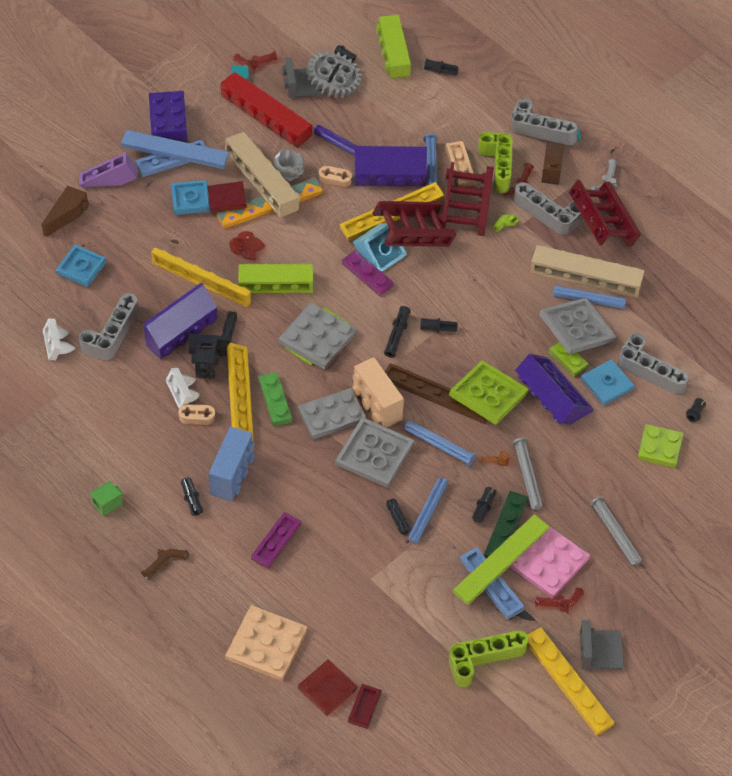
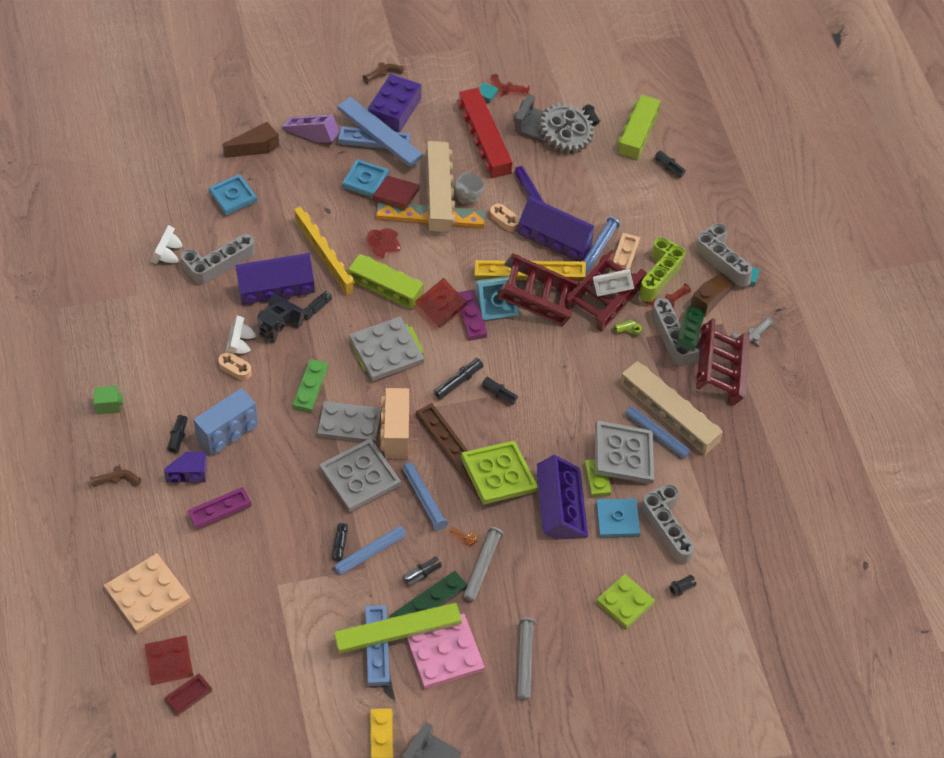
camera: 30 degrees right, 0 degrees up
(132, 94) = (382, 70): none -> reddish brown piece
(224, 520) = (187, 468): none -> dark purple slope
(239, 387) = (283, 365): yellow plate -> none
(337, 274) = (441, 302): none -> clear red plate
(474, 188) = (613, 282): none -> white tile
(513, 645) = (324, 708): lime beam -> none
(560, 197) = (690, 328): none -> dark green plate
(564, 604) = (427, 695): clear red piece -> none

